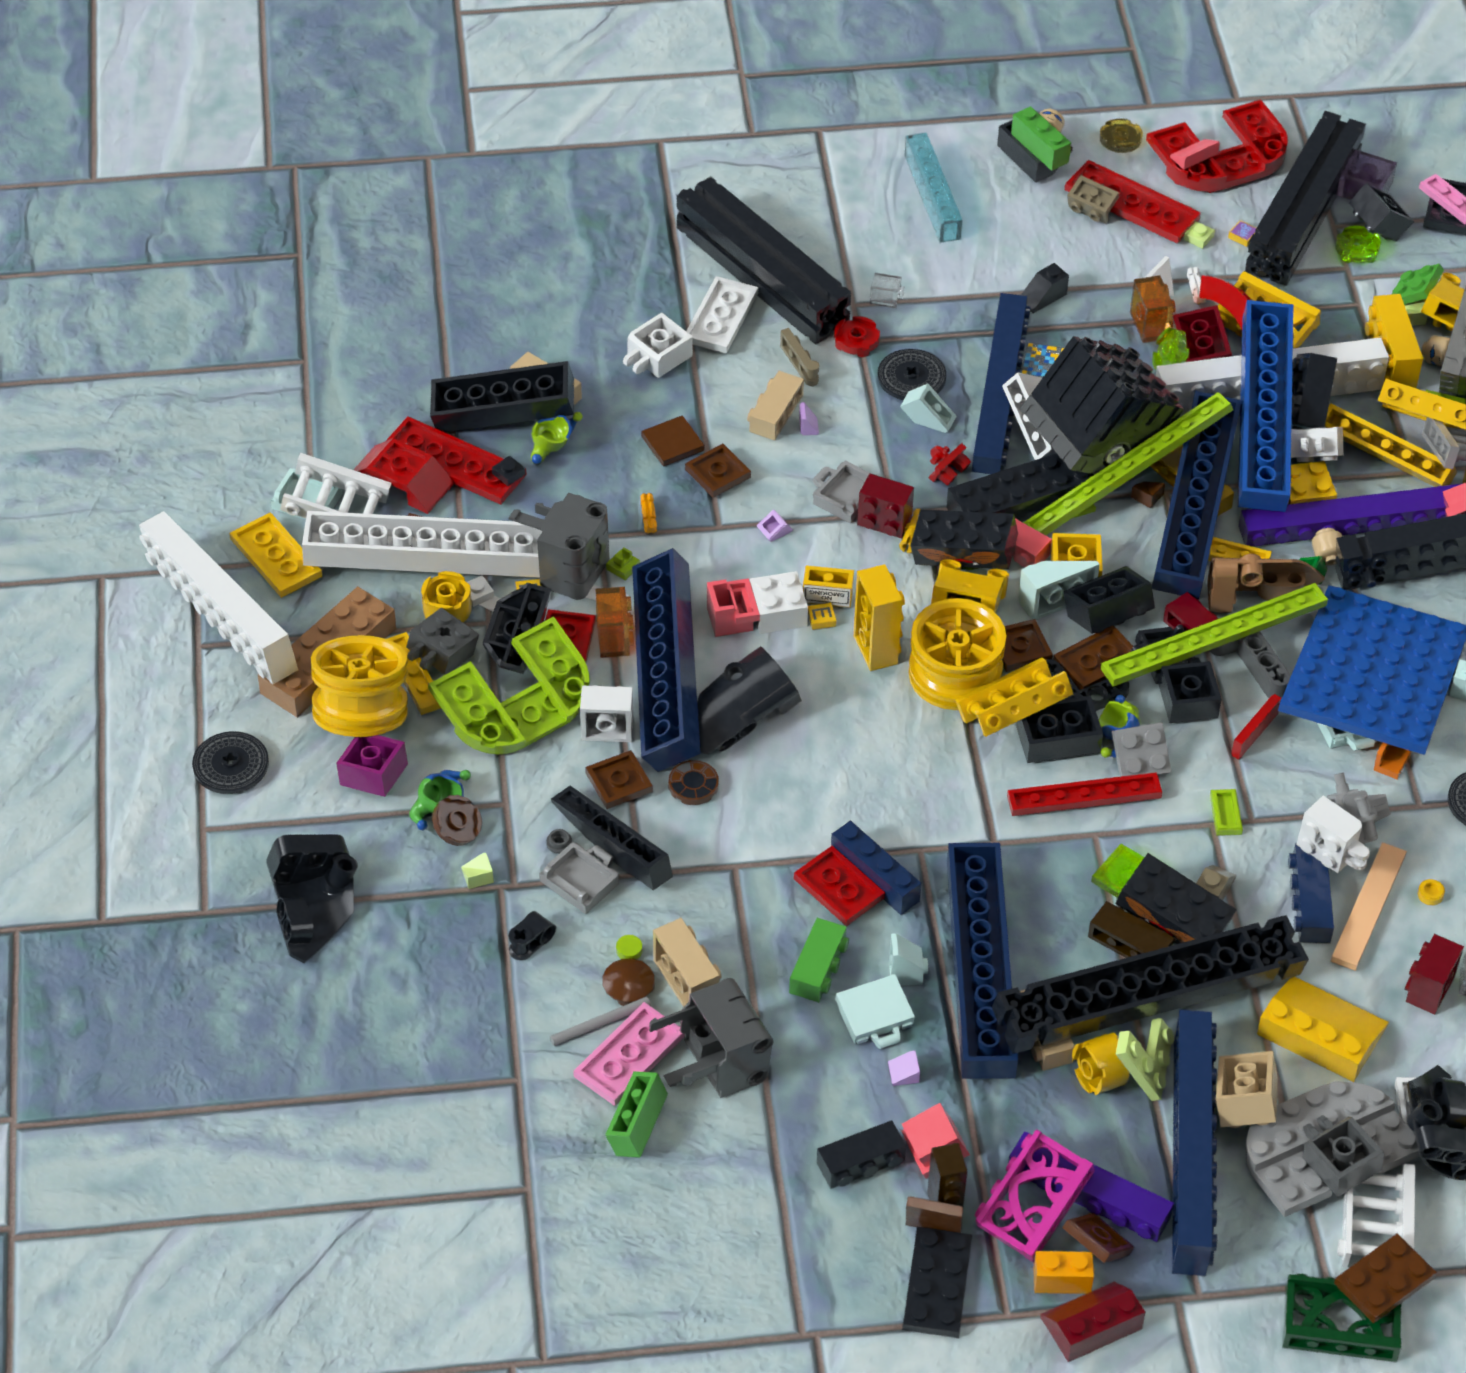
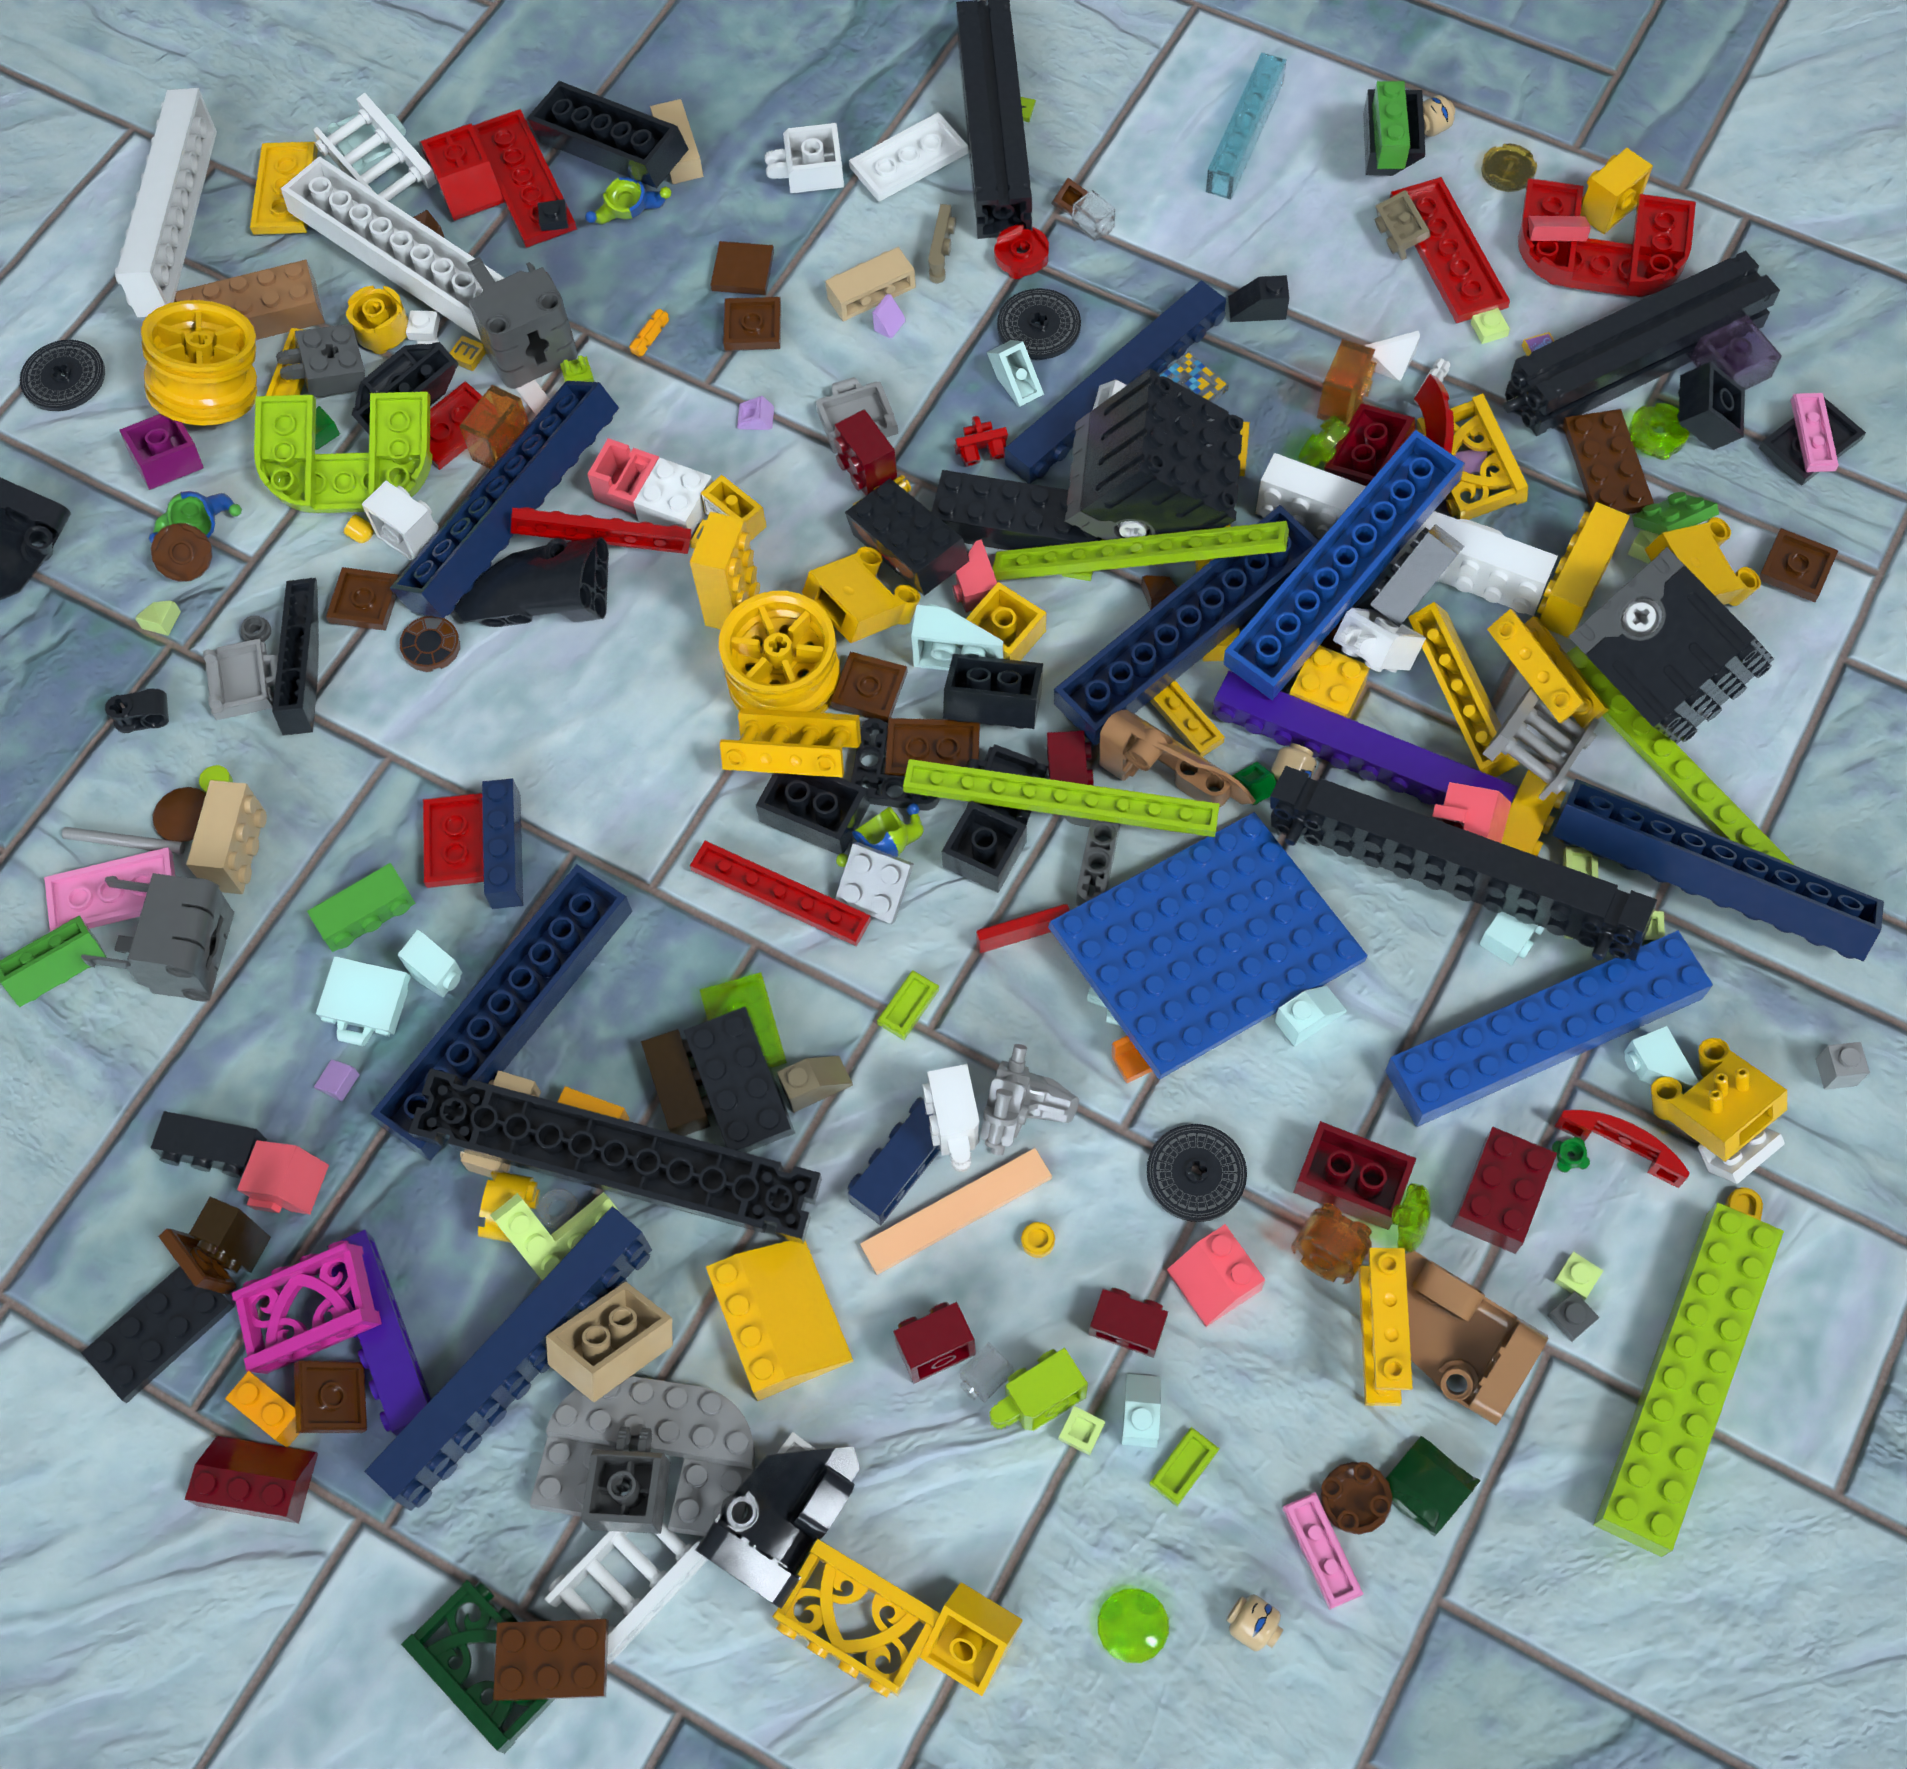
camera: 40 degrees right, 15 degrees up
(566, 741) = (359, 529): none -> yellow piece
(768, 638) = (614, 531): none -> red plate
(858, 285) = (1067, 195): none -> reddish brown slope
(1206, 111) = (1615, 190): none -> yellow brick
(1343, 278) = (1607, 461): none -> reddish brown plate

